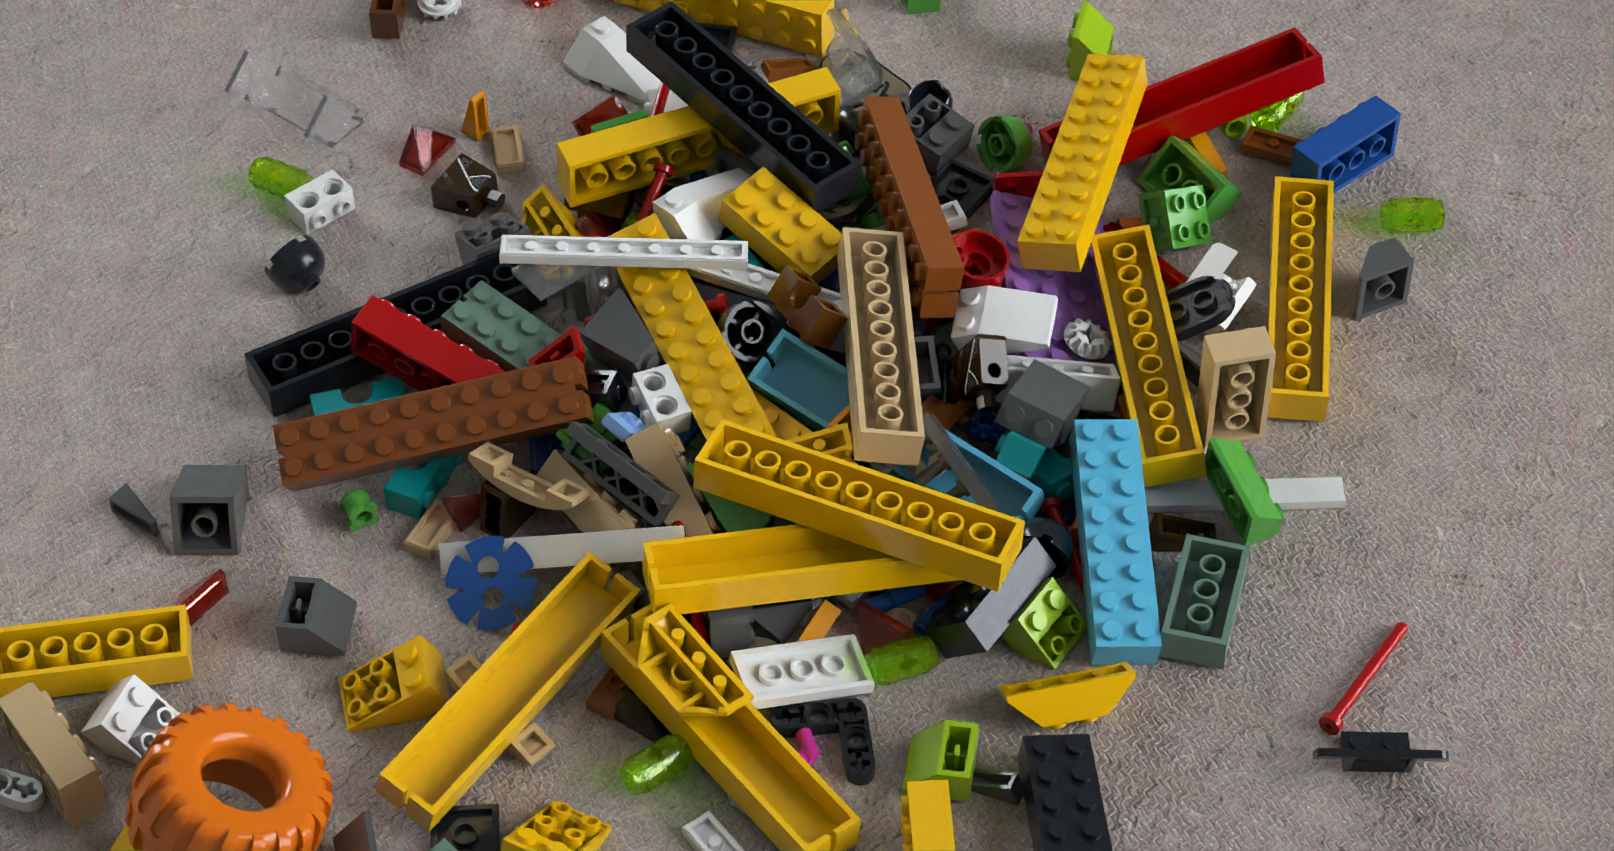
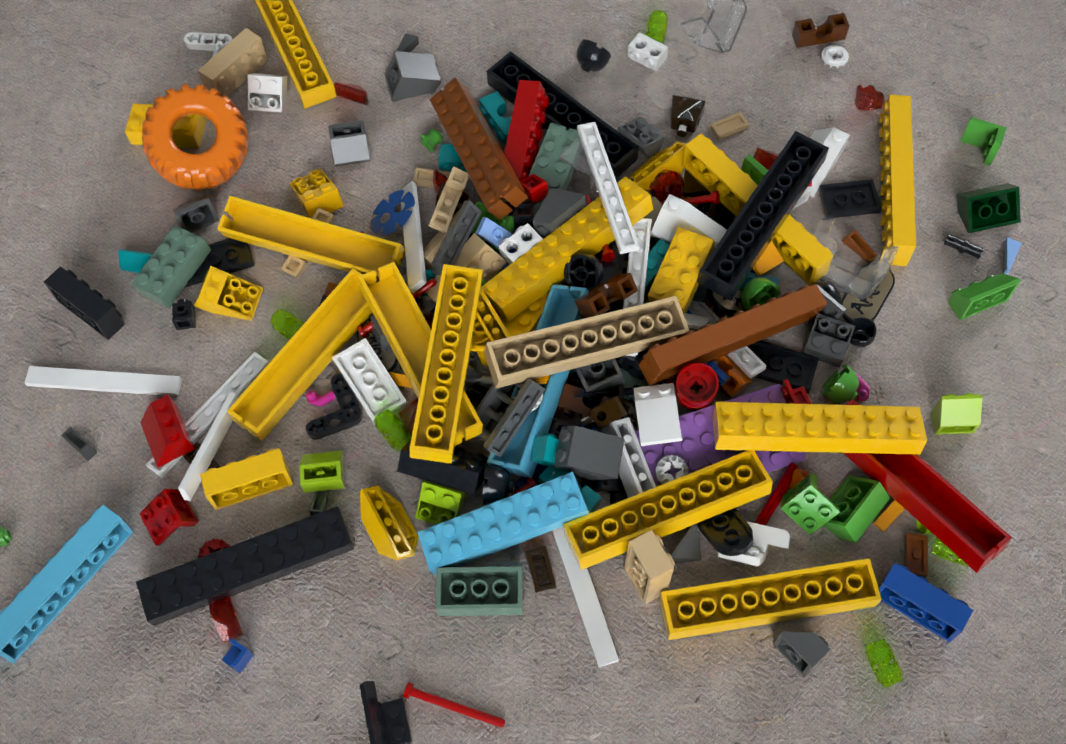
camera: 75 degrees right, 15 degrees up
(424, 148) = (713, 86): clear red slope -> none
(476, 118) = (740, 101): light orange piece -> none
(687, 668) = (327, 314): yellow wedge -> none
(1242, 491) = (572, 594): bright green slope -> none

